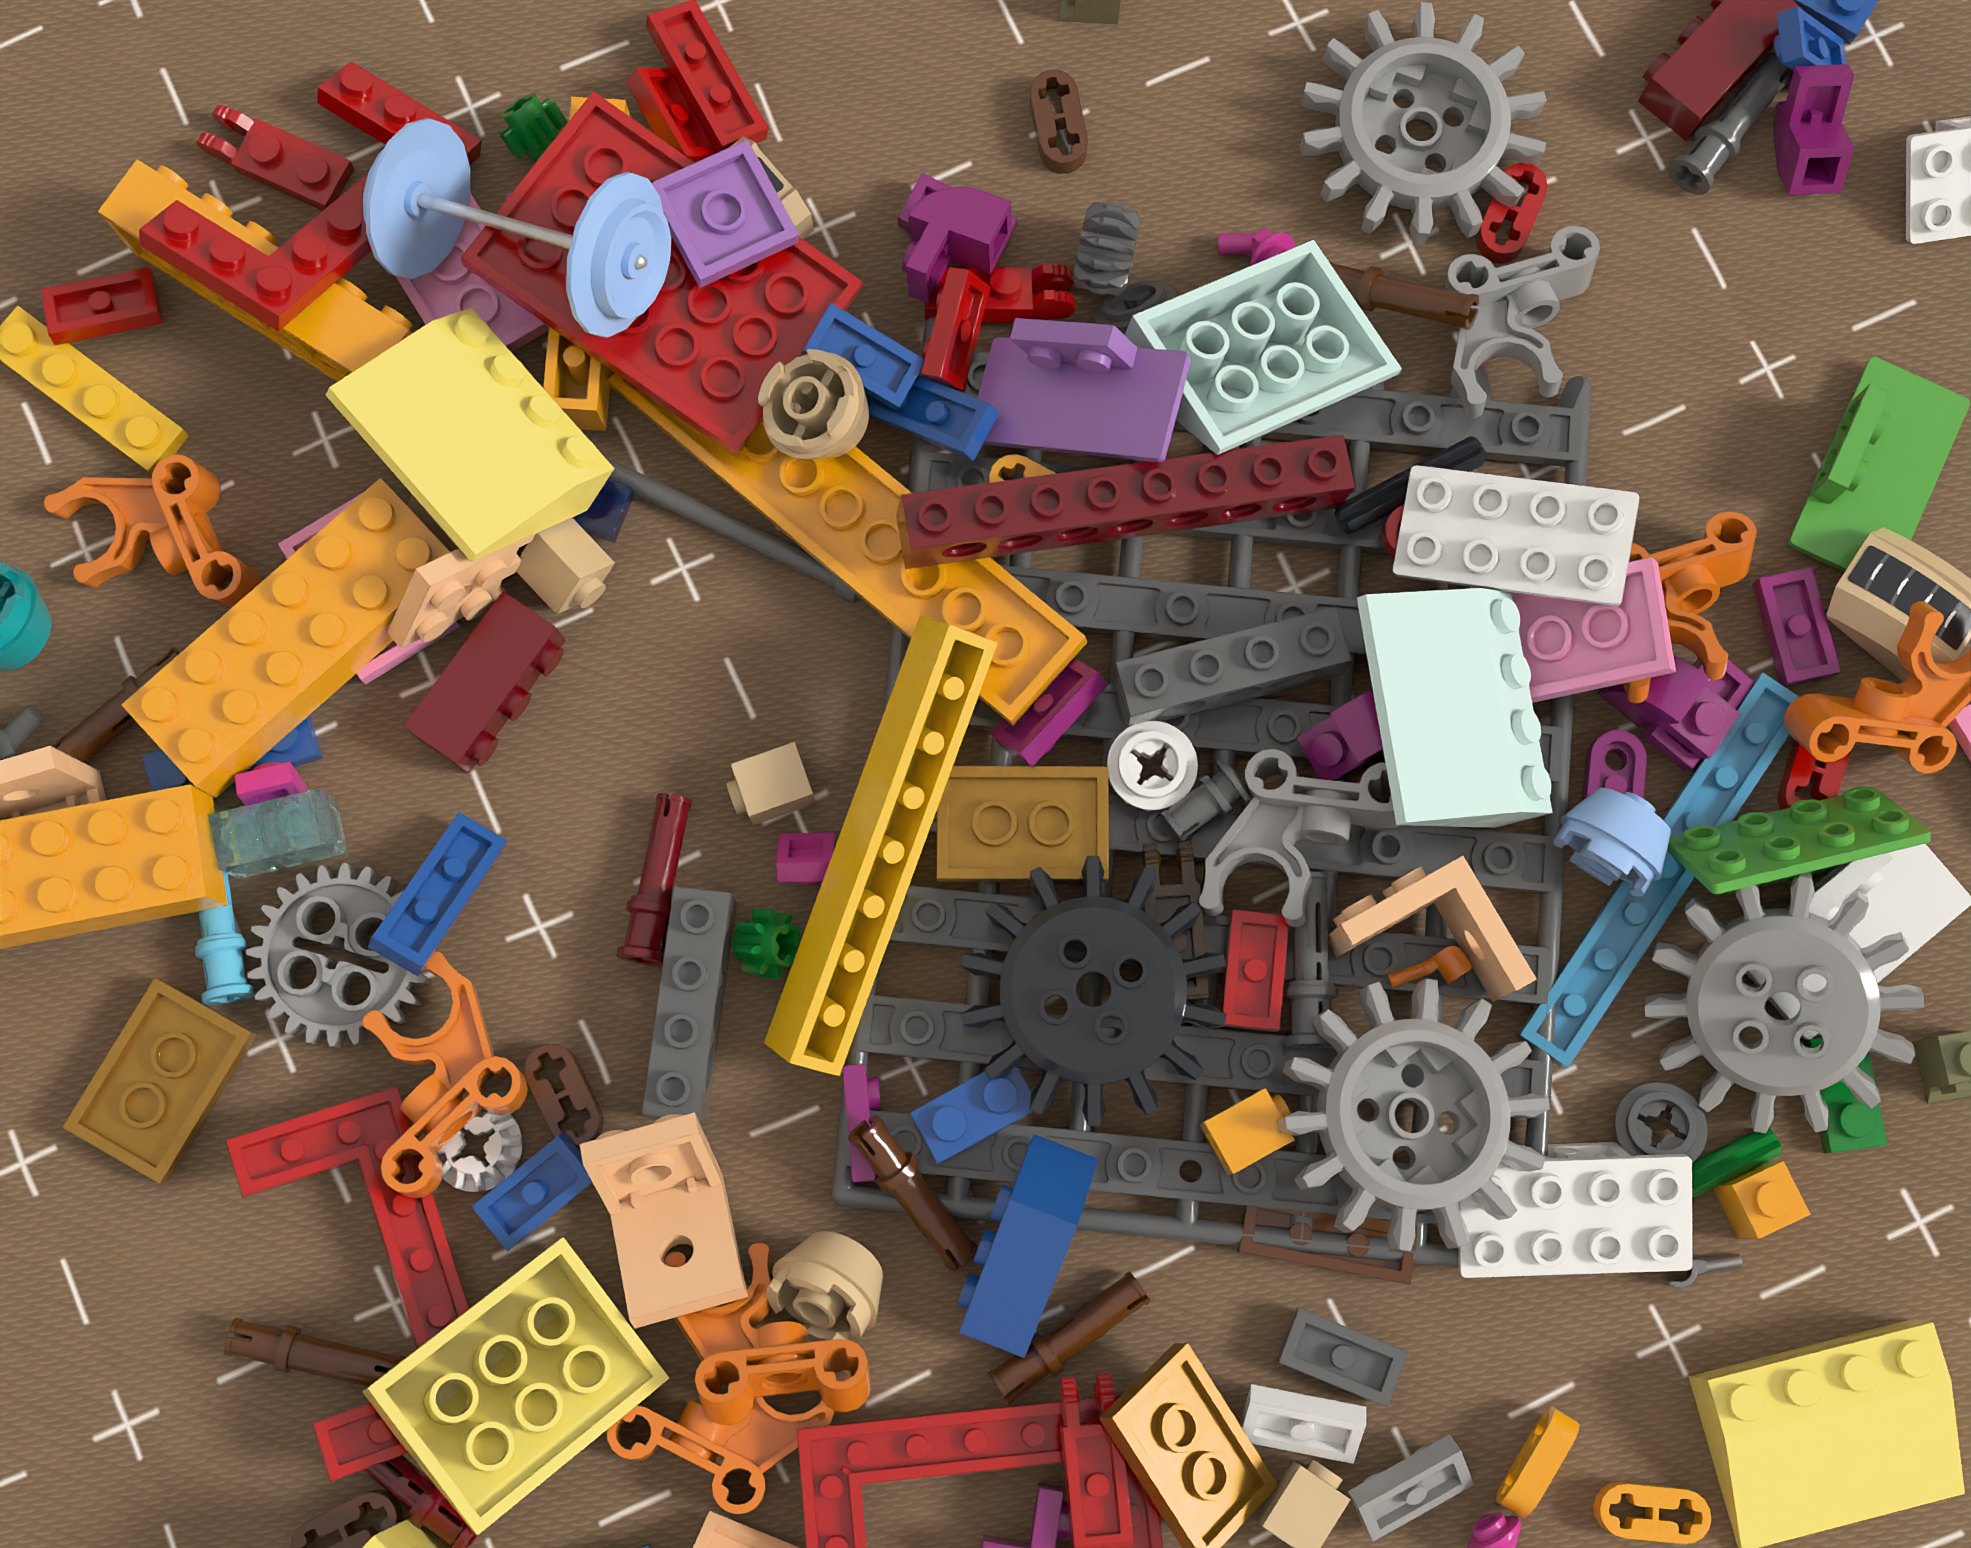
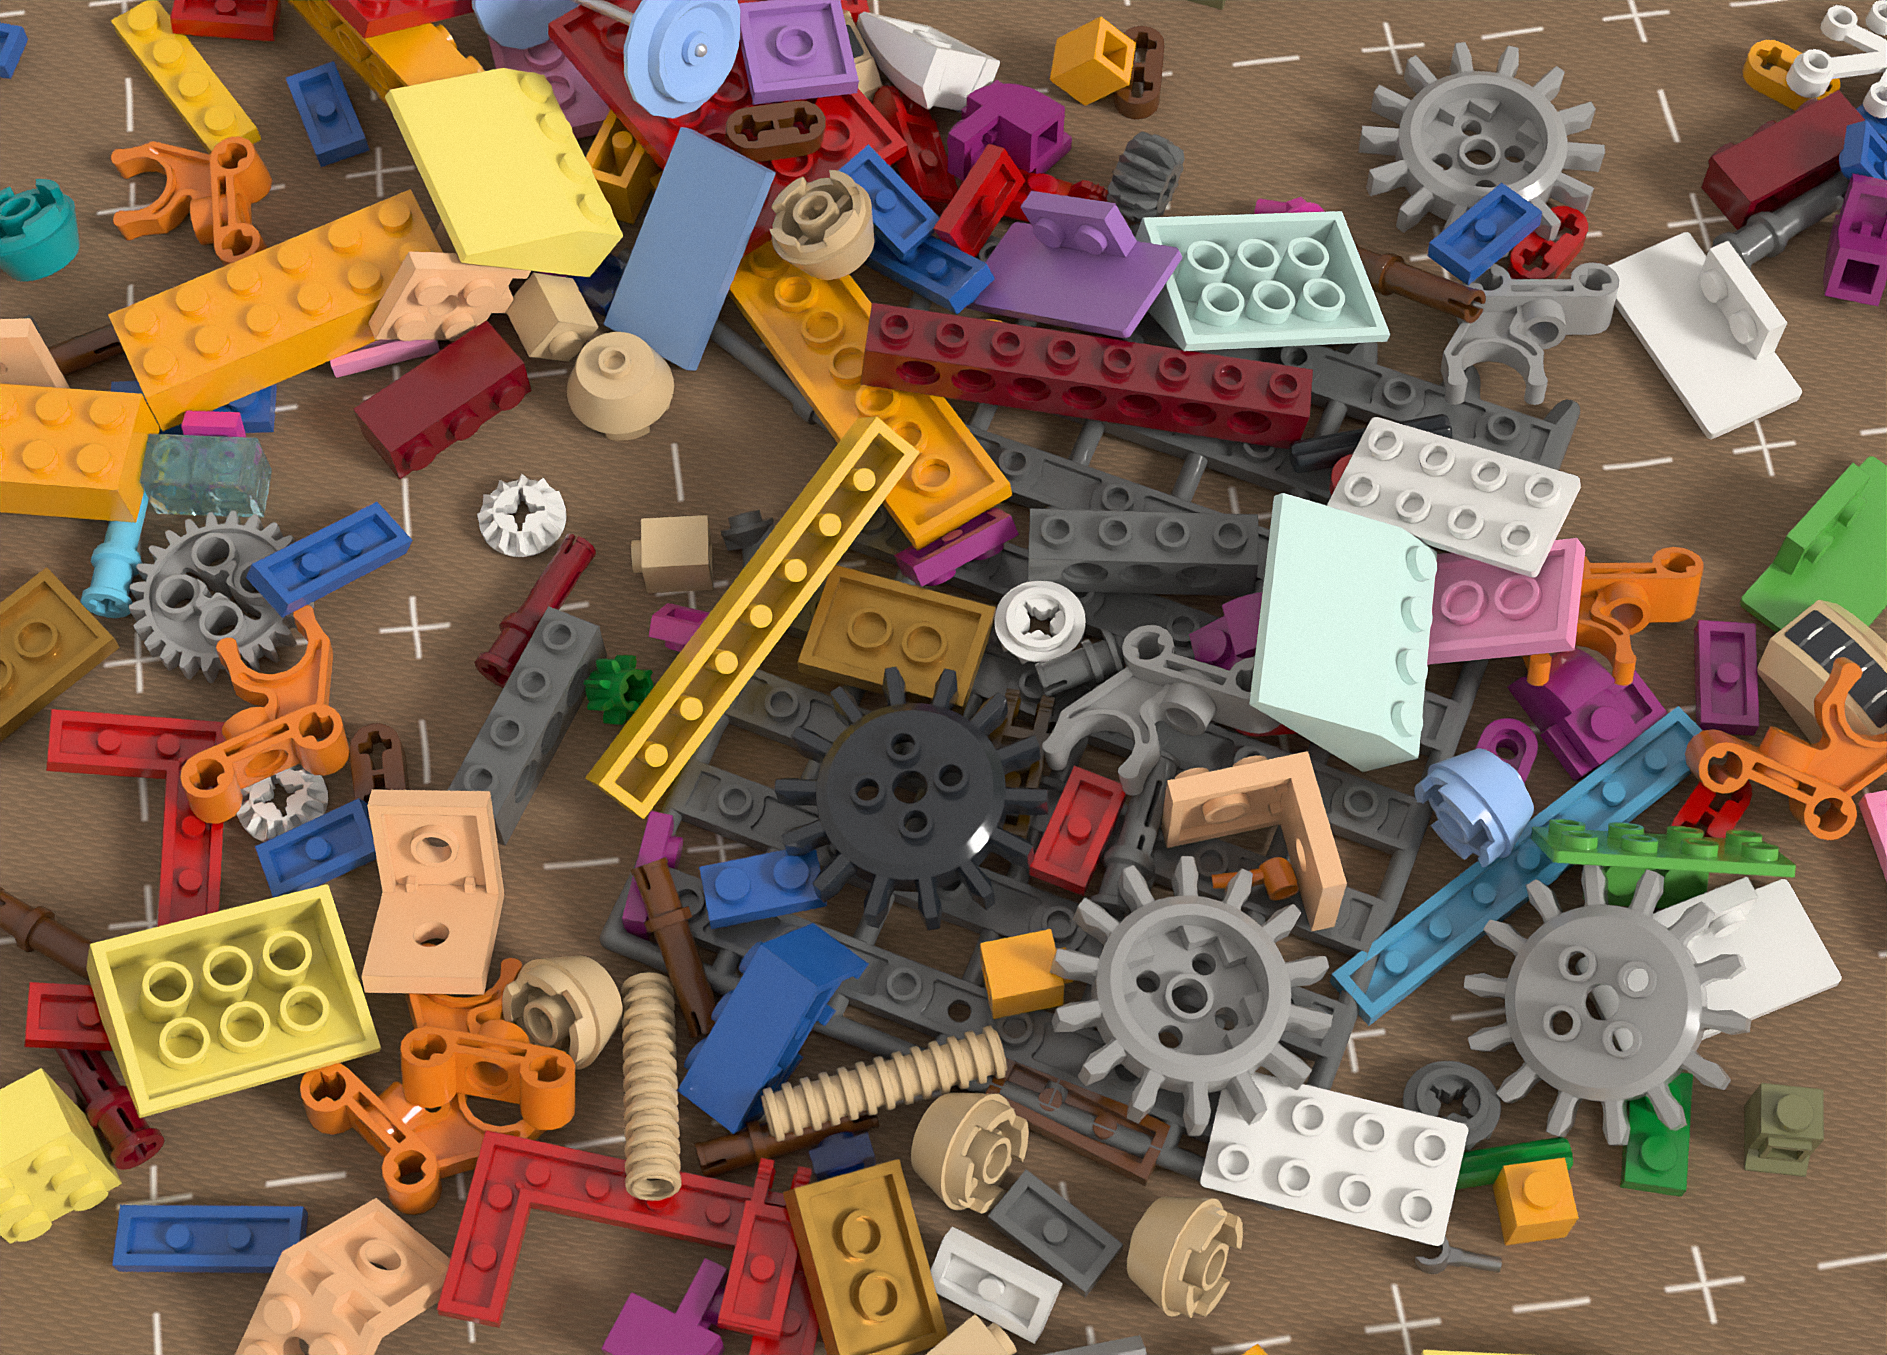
camera: 20 degrees right, 15 degrees down
(250, 393) = (327, 114): none -> blue plate
(628, 792) = (540, 527): none -> white gear
(656, 619) = (619, 386): none -> tan cone
(684, 460) = (689, 247): none -> medium blue tile
(726, 301) = (775, 130): none -> reddish brown beam
(834, 738) = (747, 532): none -> dark grey plate
(848, 173) = (925, 61): none -> white slope
(883, 293) = (925, 161): none -> red hinge
(934, 1338) = (650, 1087): none -> tan piece
(1013, 128) = (1092, 61): none -> light orange brick
(1128, 1345) = (841, 1155): none -> clear blue plate
(1150, 1272) = (884, 1083): none -> tan piece
(1243, 1308) = (968, 1148): none -> tan cone
(1460, 229) = (1484, 233): none -> blue plate
(1465, 1349) = (1182, 1253): none -> tan cone
(1686, 263) = (1707, 331): none -> white bracket

